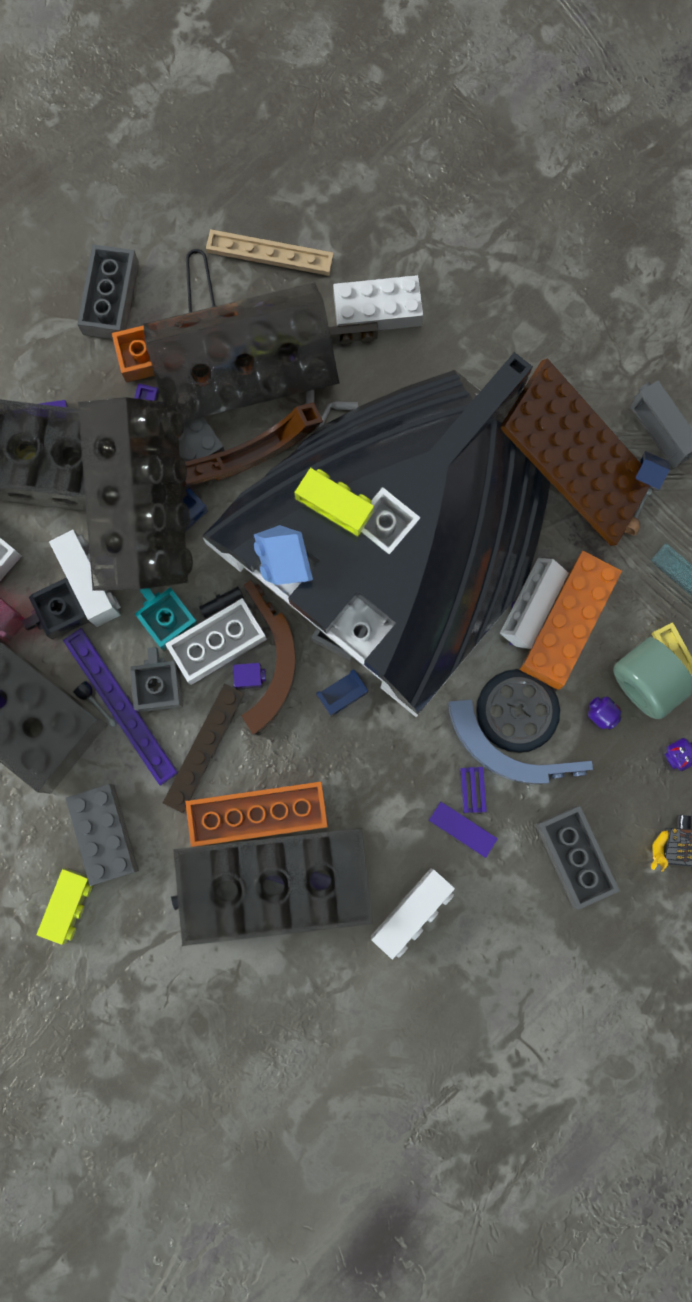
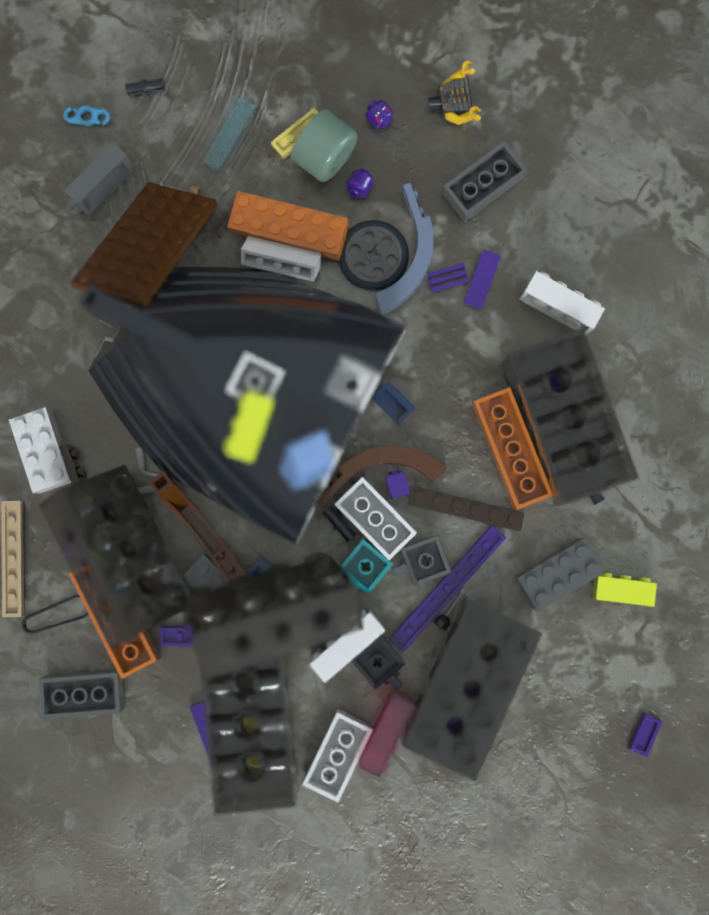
camera: 100 degrees left, 5 degrees up
(653, 470) = (143, 179): dark blue panel -> none

